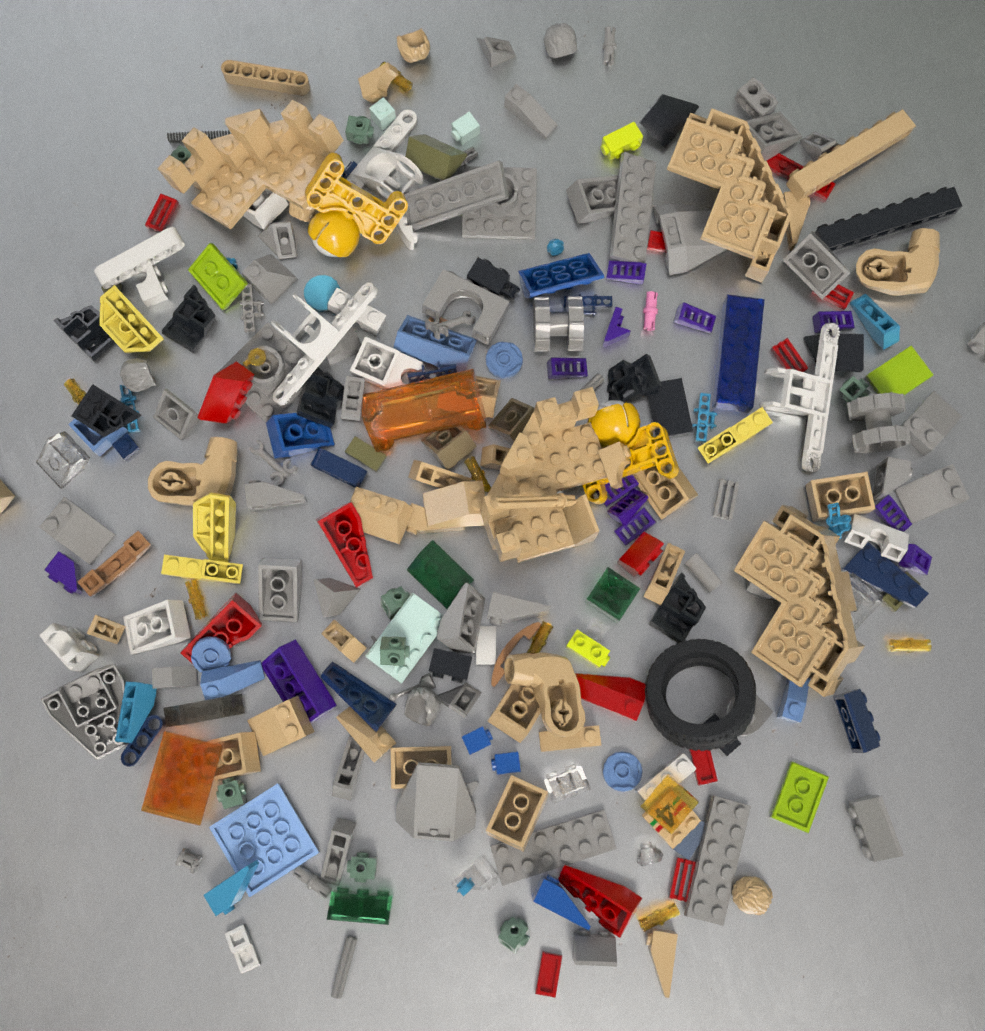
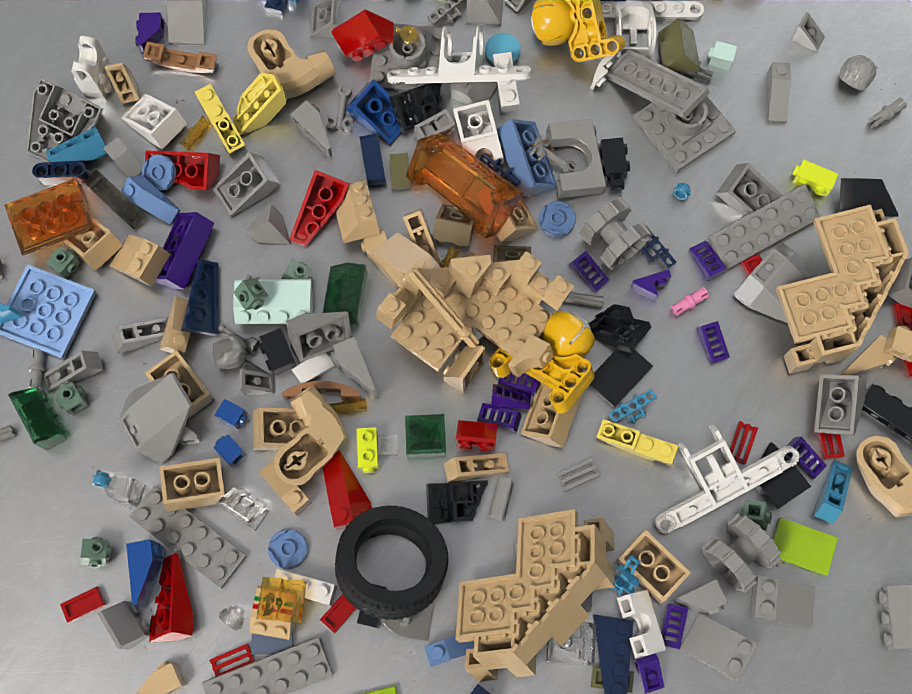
camera: 60 degrees right, 5 degrees down
(344, 641) = (238, 259): tan arch -> none
(559, 275) = (657, 207): blue slope -> none
(658, 917) = (187, 662): clear yellow pin -> none
(738, 353) = (710, 396): clear blue brick -> none

